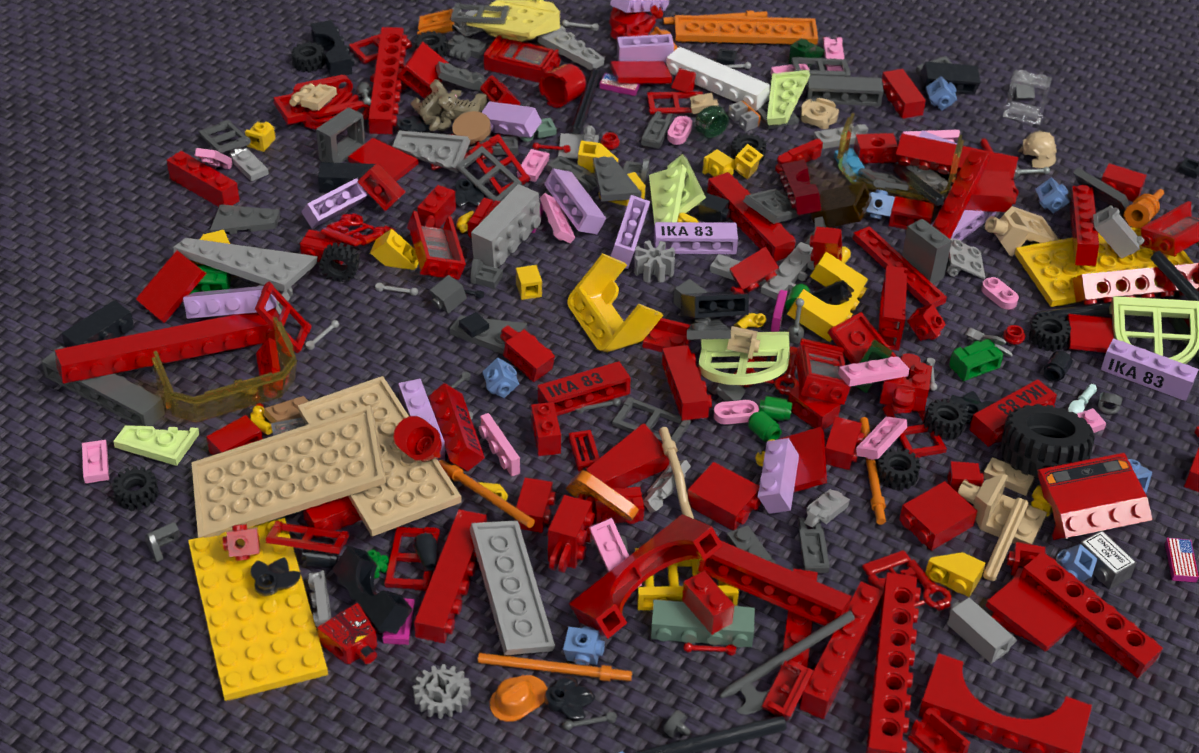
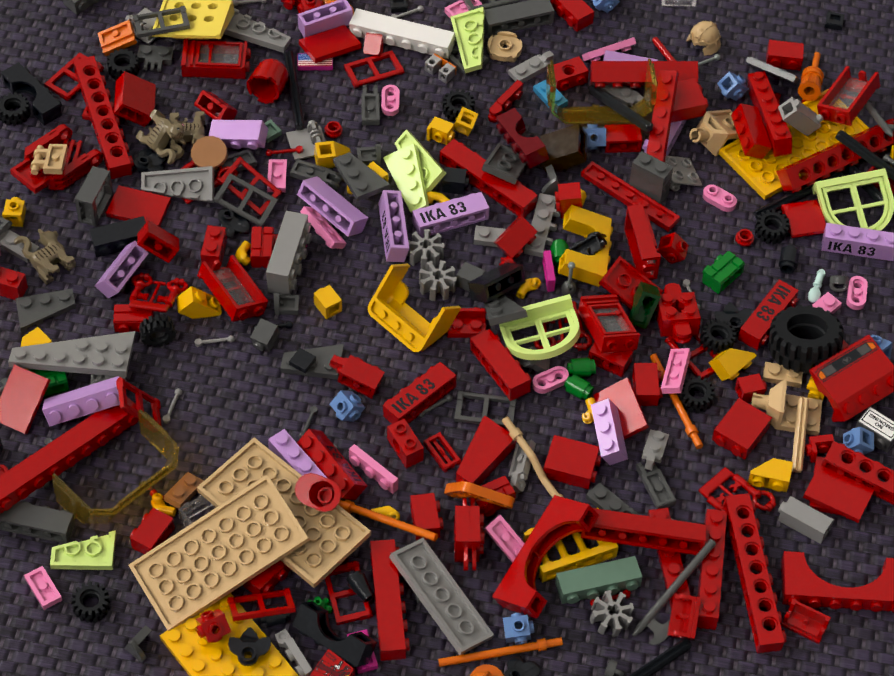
camera: 20 degrees left, 10 degrees up
(268, 358) = (144, 451): red hinge -> none
(269, 177) = (46, 258): none -> dark tan animal
(364, 92) = (86, 134): dark grey hinge -> none
(459, 76) = (170, 96): dark grey hinge -> none
(654, 290) = (437, 280): none -> light grey gear
(702, 101) = (401, 66): tan bracket -> none
(702, 662) = (619, 619): none -> light grey gear
(708, 602) = (601, 564): red brick -> none
(711, 121) = (417, 85): clear green piece -> none
(743, 341) = (537, 314): tan bracket -> none
(873, 371) = (653, 315): bright pink plate -> none
(882, 179) = (606, 114): dark grey window -> none
(951, 444) = (730, 361): none -> yellow slope
(975, 335) = (711, 247): light grey piece -> none
(1056, 235) = (751, 131): none -> red brick
(1127, 418) = (857, 294): none -> bright pink plate

